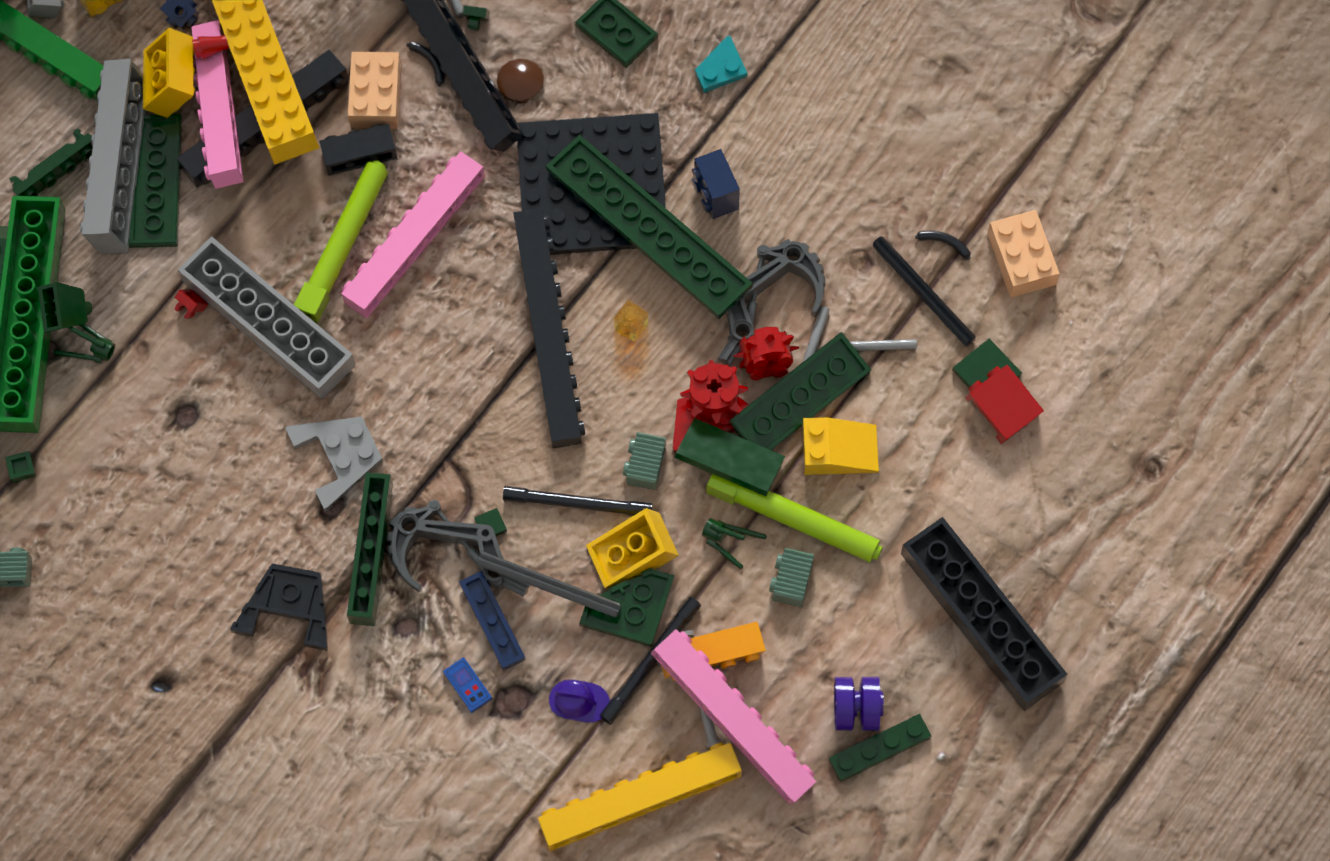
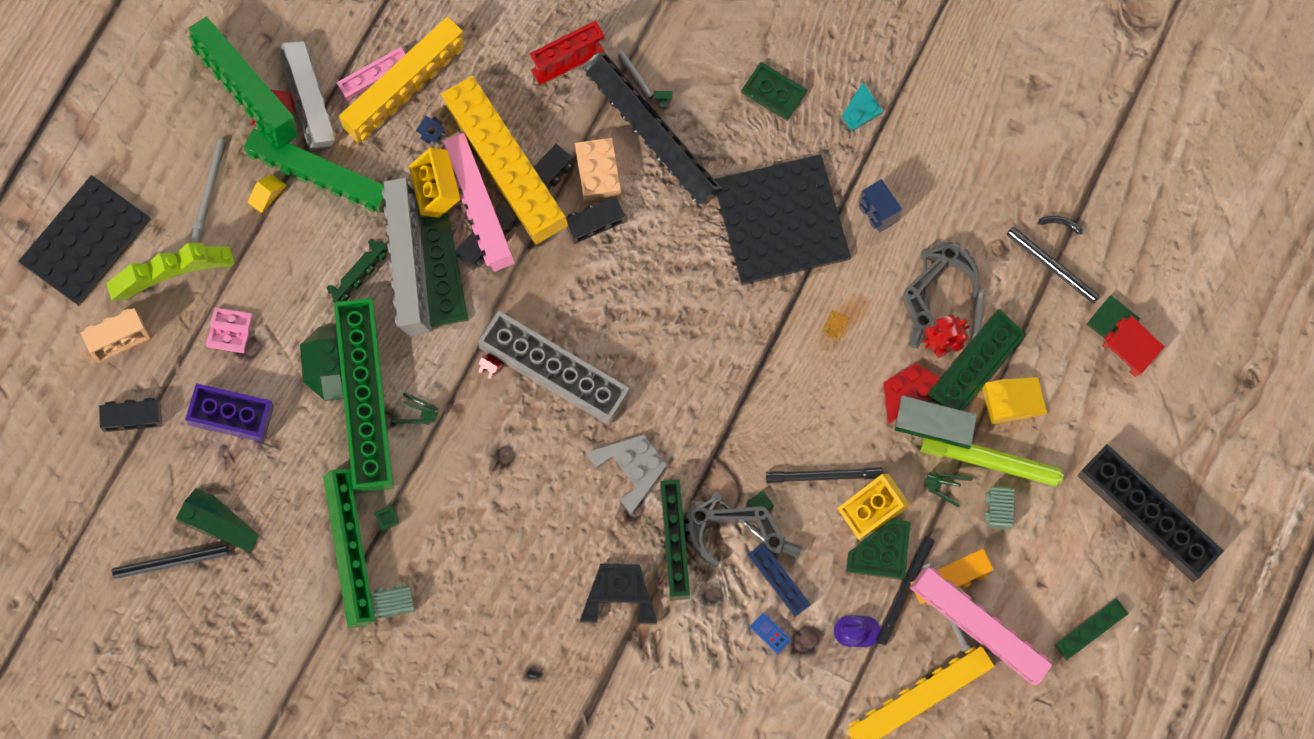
camera: 15 degrees left, 5 degrees up
(63, 306) = (394, 387): dark green torso -> none
(209, 45) = (463, 156): red cone -> none
(315, 293) = (598, 295): lime brick -> none
(412, 235) = (652, 283): bright pink brick -> none
(433, 60) = (630, 133): black piece -> none
(520, 80) = (708, 143): reddish brown dish -> none
(547, 328) = (773, 341): black brick -> none
(548, 584) = (818, 545): dark grey axle -> none
(645, 460) = (869, 434): sand green brick -> none
(649, 226) = (836, 248): dark green plate -> none
(714, 377) = (908, 381): red brick -> none
(866, 701) = (1070, 599): dark purple wheel -> none
(884, 345) = (1032, 312): light grey bar -> none
(1023, 253) = (1123, 224): light nougat brick -> none

